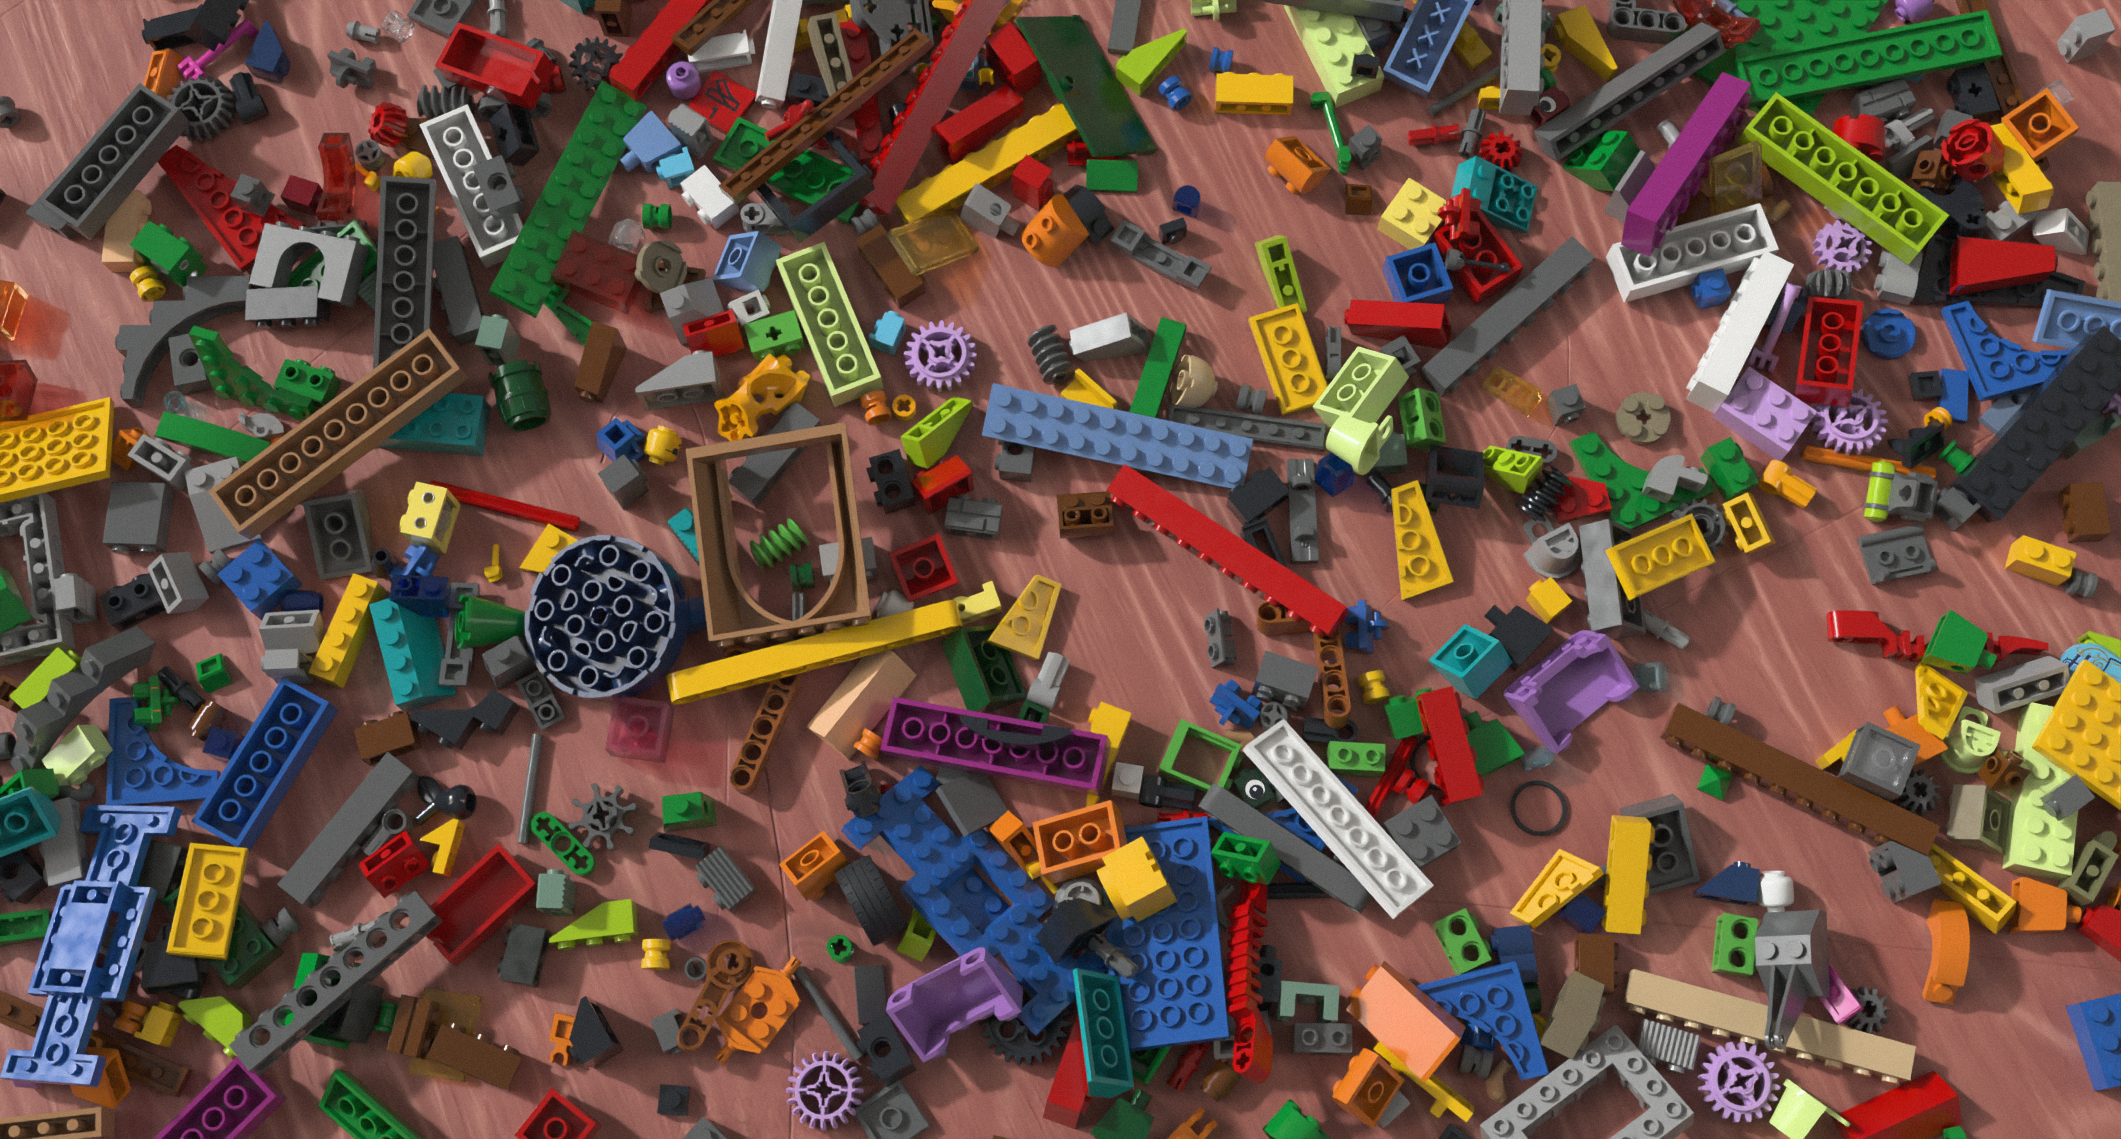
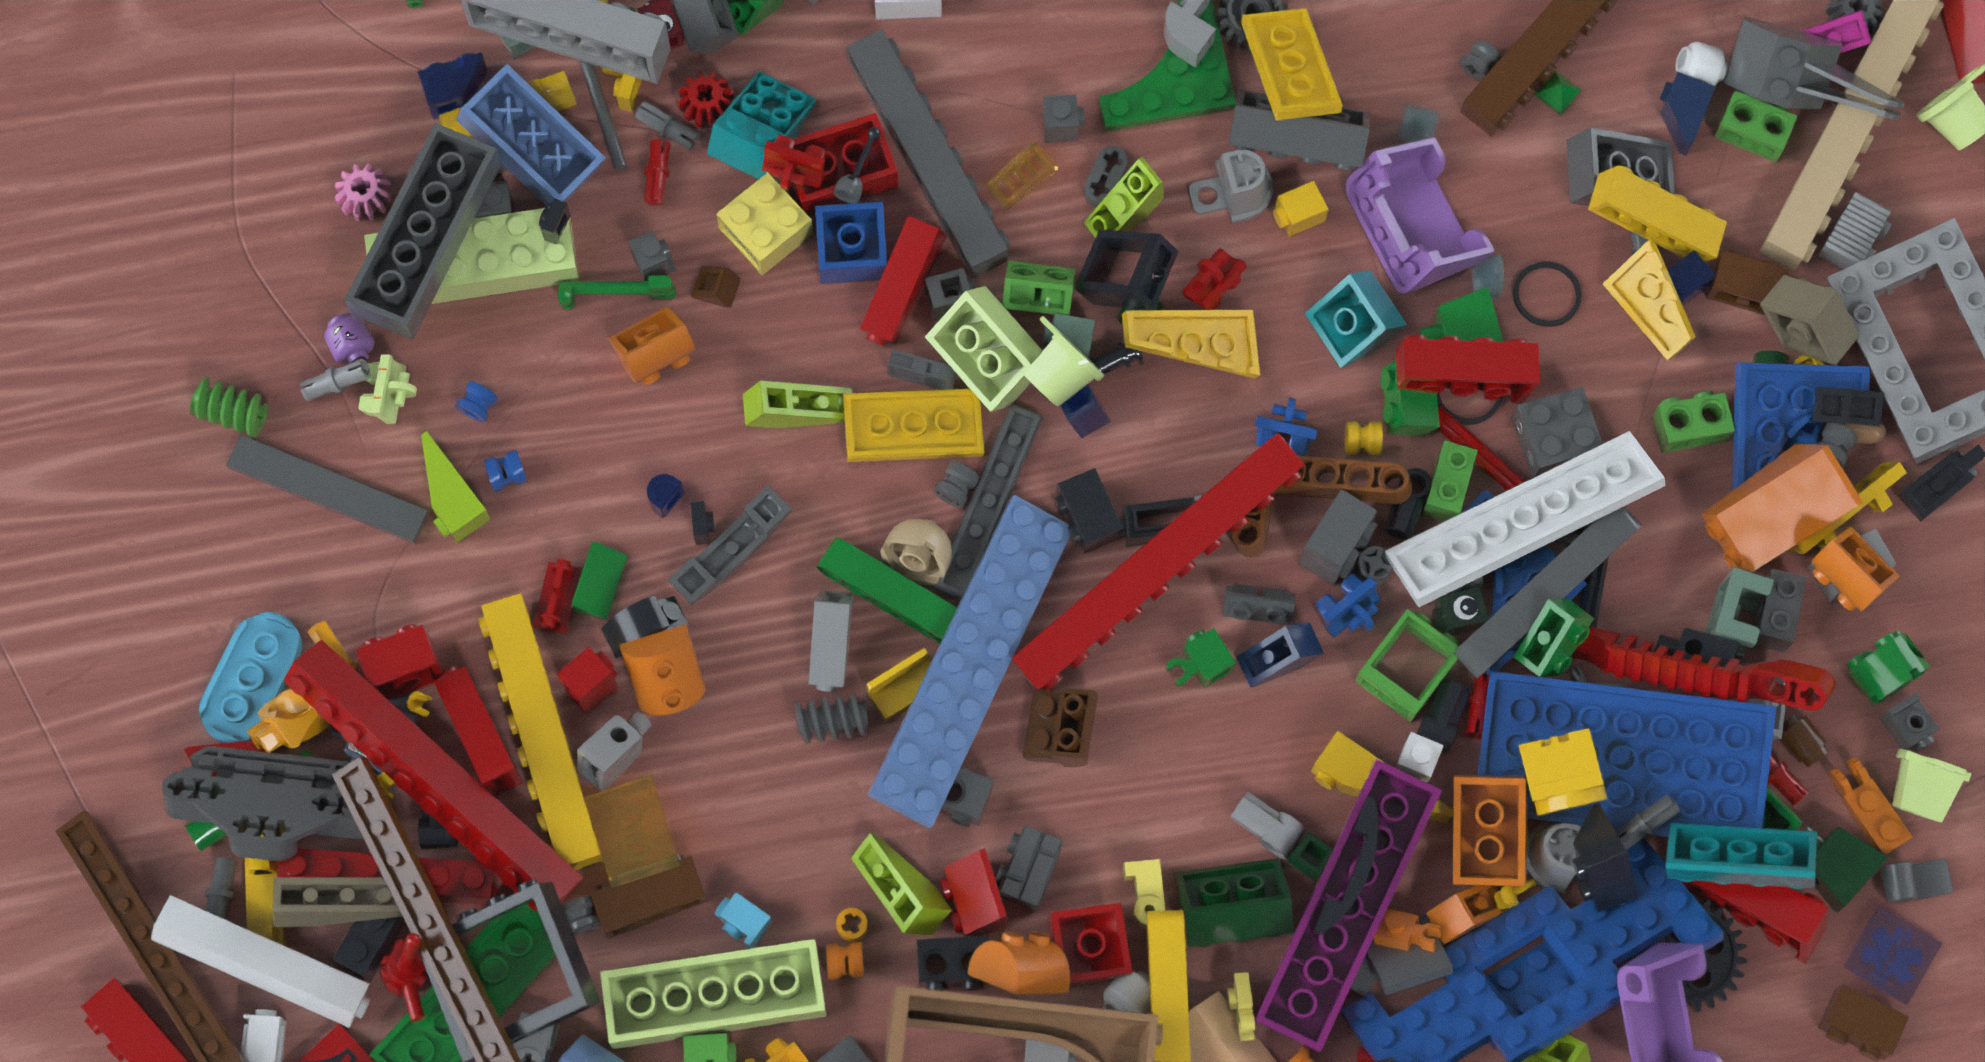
camera: 80 degrees left, 0 degrees up
(891, 520) = (1022, 964): none -> orange brick
(909, 689) = (1241, 1000): none -> light yellow plate
(928, 343) = (776, 836): lavender gear -> none
(991, 794) = (1403, 929): none -> orange plate
(1029, 618) = (1181, 830): yellow wing -> none
(1086, 85) = (468, 578): dark green door -> none
(1164, 608) = (1205, 658): none -> green brick
(1184, 662) = (1280, 654): none -> dark blue slope
(1239, 736) = (1392, 607): medium nougat arm -> none
(1254, 93) = (535, 373): yellow brick -> none
(1302, 511) = (1116, 463): dark grey hinge -> none
(1416, 790) = (1495, 427): red wheel -> none
(1468, 546) = (1214, 279): none -> red hips
(1508, 1061) = (1848, 406): none -> black slope
(1515, 944) = (1712, 365): dark blue brick -> none
(1518, 633) = (1334, 255): black torso -> none
(1545, 494) = (1173, 173): black piece -> none
(1582, 500) = (1180, 139): red wing -> none
(1651, 406) = (1096, 20): dark tan plate -> none
(1664, 630) = (1367, 91): light grey axle -> none
(1745, 1090) = (1905, 178): lavender gear -> none

